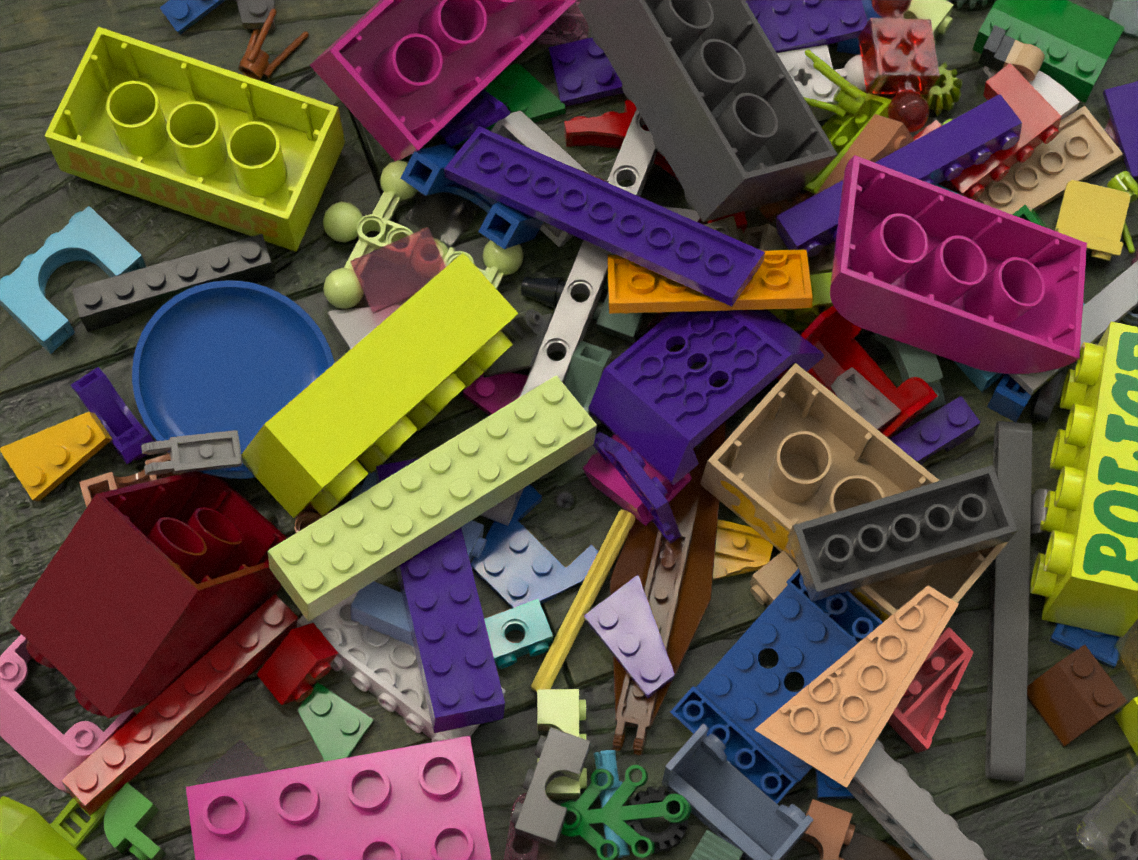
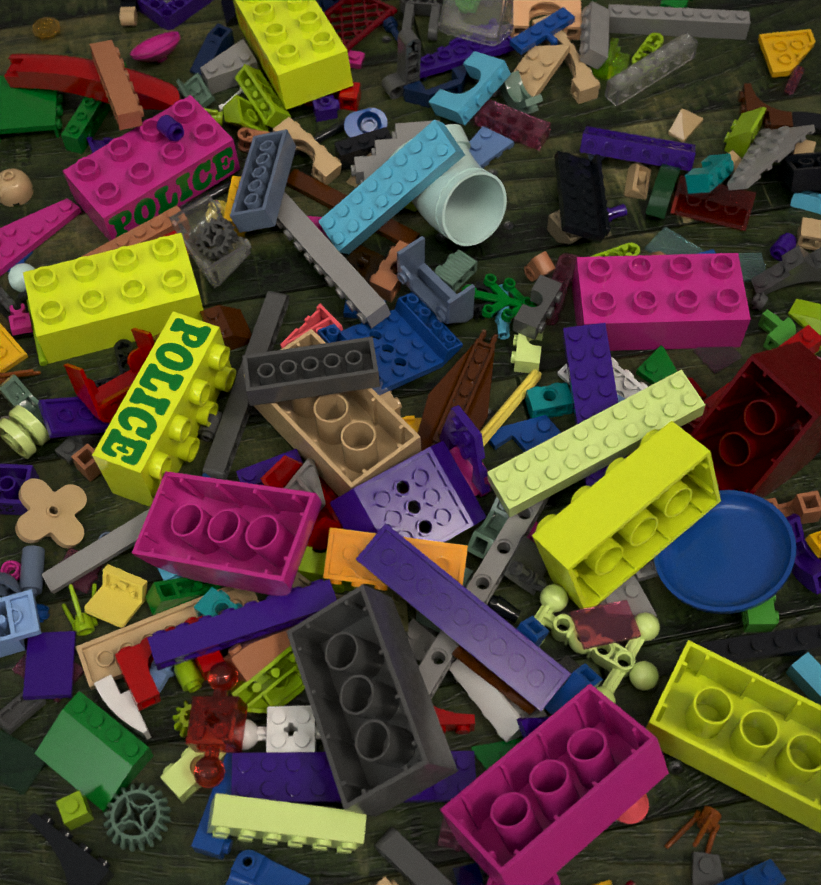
camera: 170 degrees left, 10 degrees down
(195, 453) = (752, 495): light grey hinge -> none
(632, 636) = (479, 383): wing -> none
(847, 95) = (264, 701): lime plant -> none
(848, 705) = (360, 305): light nougat wing -> none
(1002, 50) = (133, 719): leg -> none

